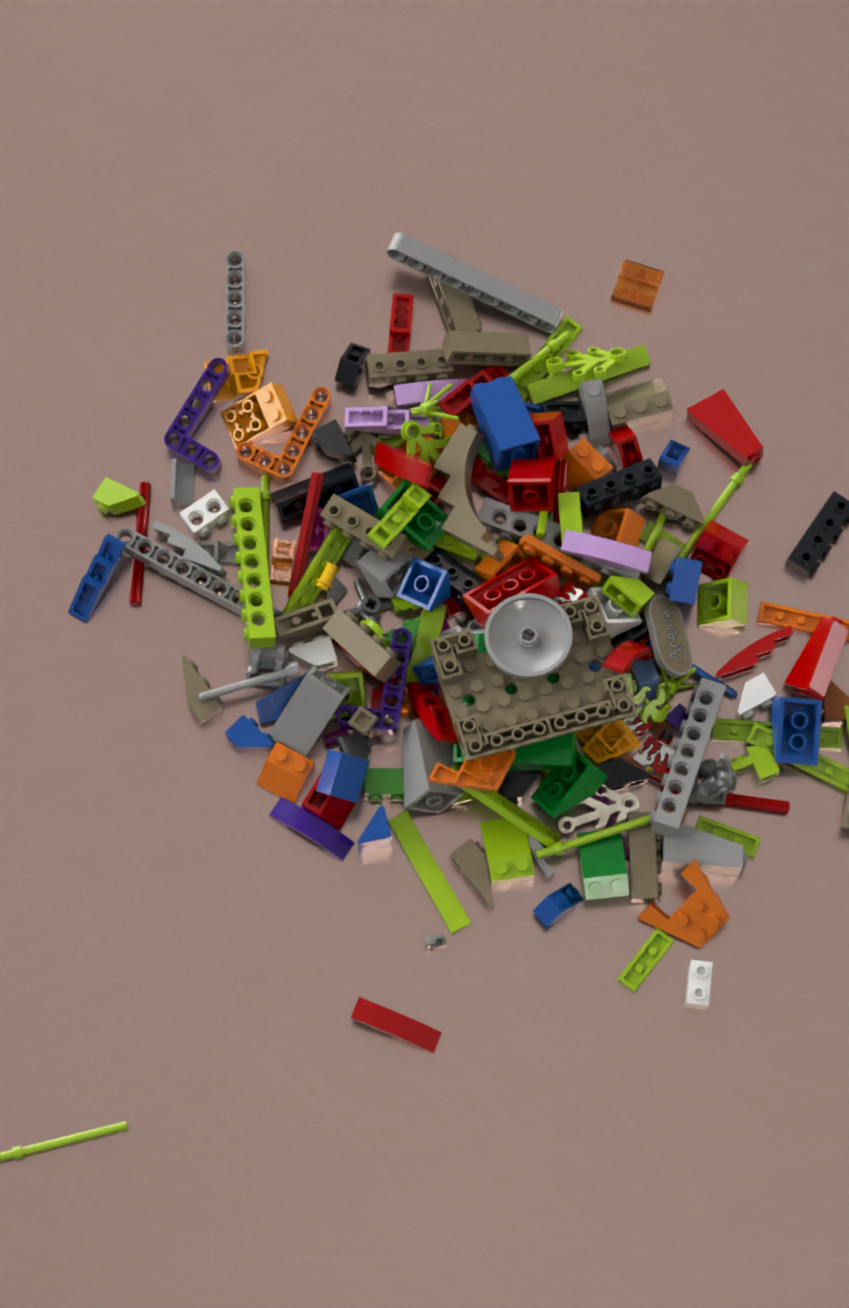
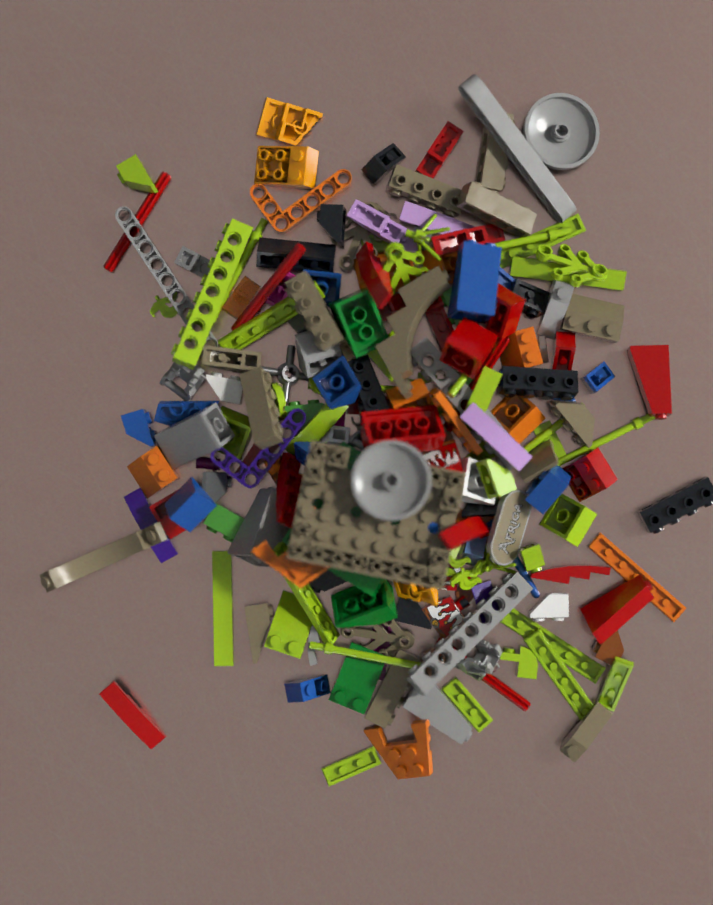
camera: 25 degrees right, 15 degrees up
(97, 577) = (86, 234): blue slope -> none
(182, 484) = (195, 190): light grey panel -> none
(191, 549) = (173, 254): light grey slope -> none
(194, 684) = (117, 373): dark tan slope -> none
(196, 416) = (234, 141): dark purple beam -> none
(200, 509) = (200, 221): white brick -> none
(207, 611) = (168, 312): none -> lime piece
(235, 293) = (318, 50): light grey beam -> none
(284, 876) = (103, 557): none -> dark tan arch
(290, 671) = (197, 395): light grey piece -> none
(327, 577) = (267, 332): yellow pin -> none
(336, 591) = (269, 344): light grey tile -> none
(363, 721) = (229, 469): dark tan tile -> none
(376, 834) = (197, 560): blue slope -> none
(399, 516) = (343, 321): lime slope -> none
(434, 941) = (195, 664): light grey tile -> none
(508, 246) = (562, 130): none -> light grey dish
(637, 285) = (649, 218): clear orange slope -> none
(698, 984) = (380, 809): white brick -> none
(708, 655) = (532, 557): none -> lime slope
(796, 730) = (566, 654): blue slope -> none

